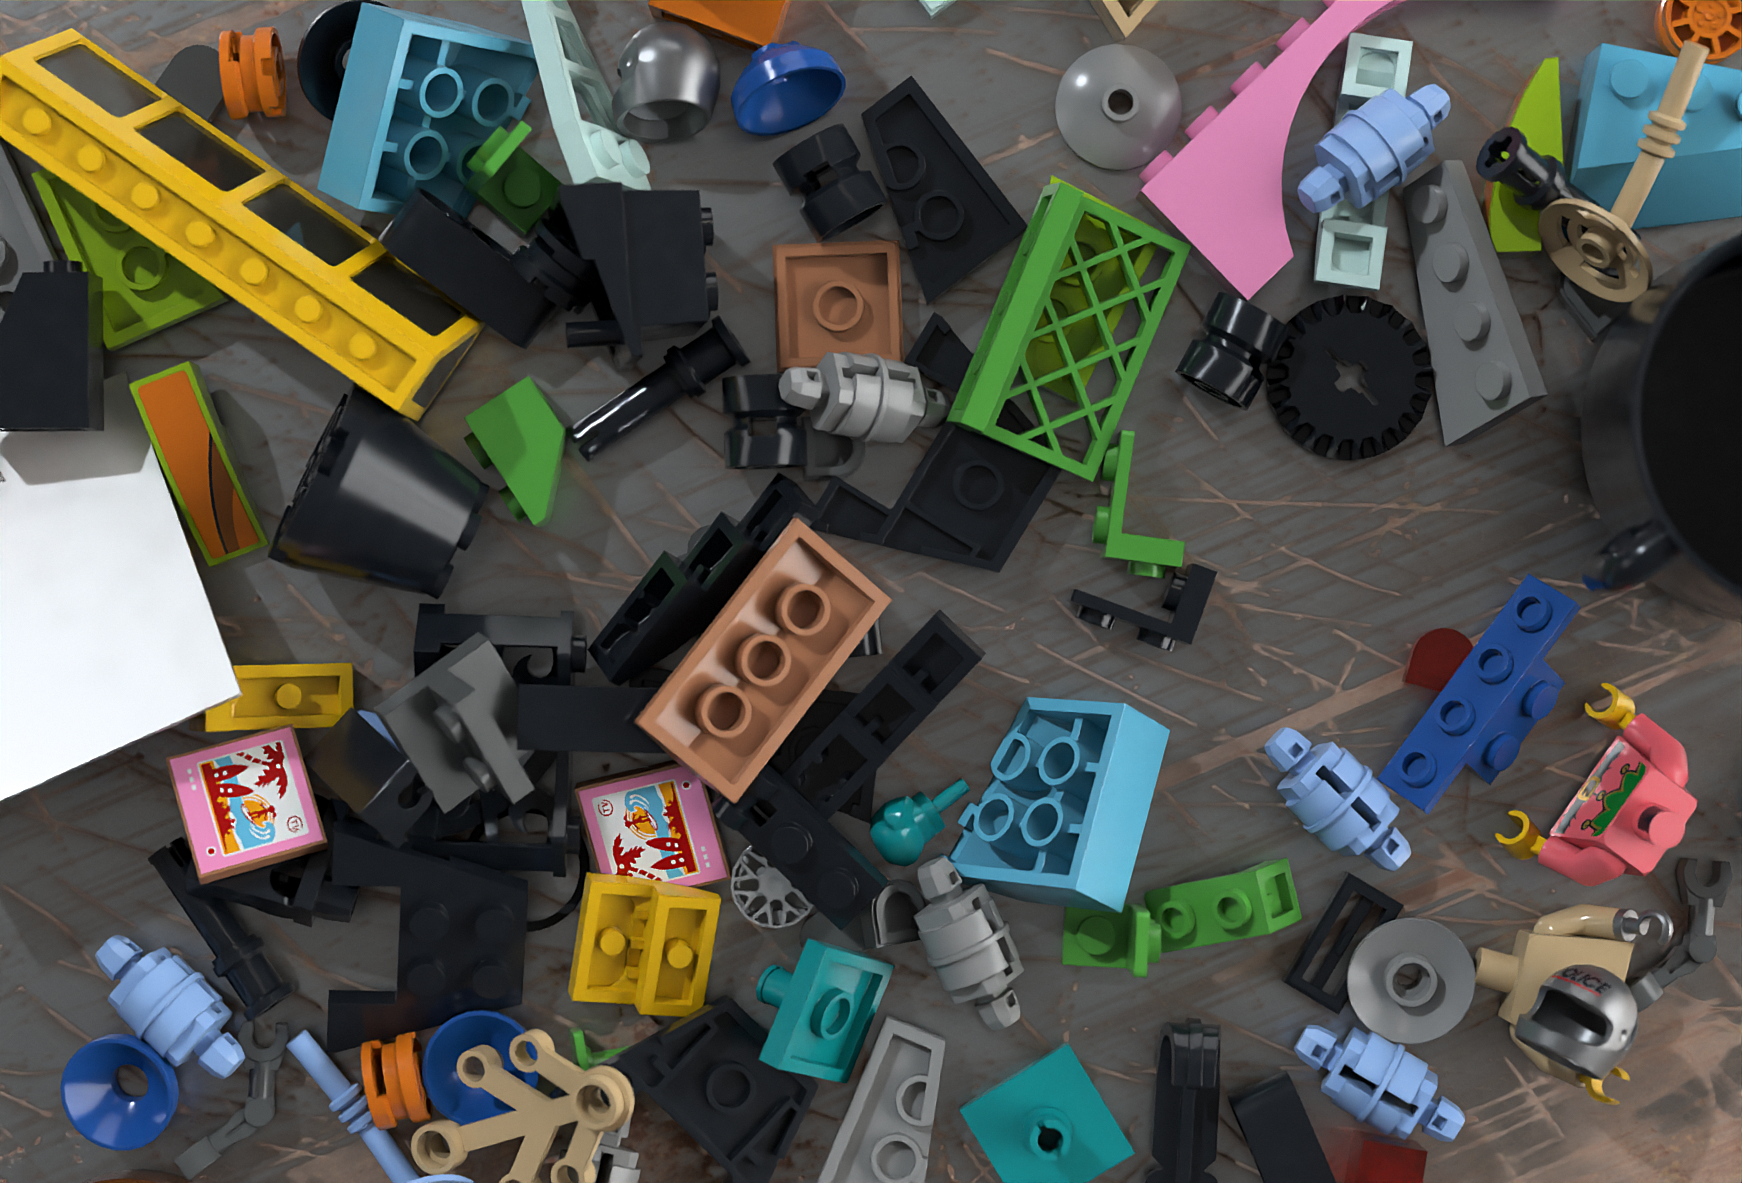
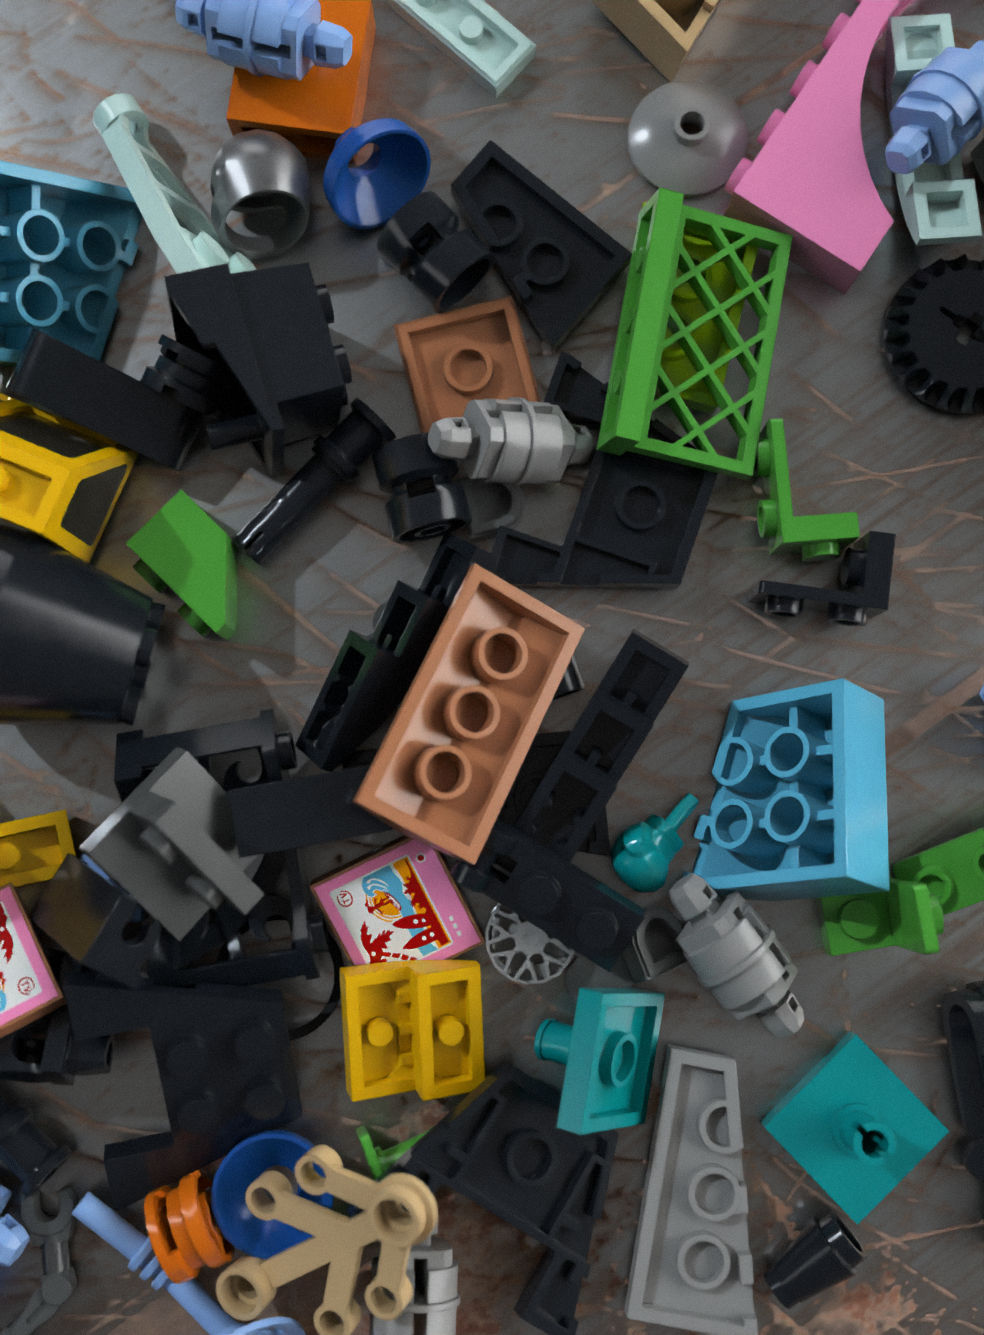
camera: 15 degrees left, 5 degrees down
(511, 180) = (120, 309): bright green bracket -> none
(1233, 350) = (855, 316): black wheel -> none

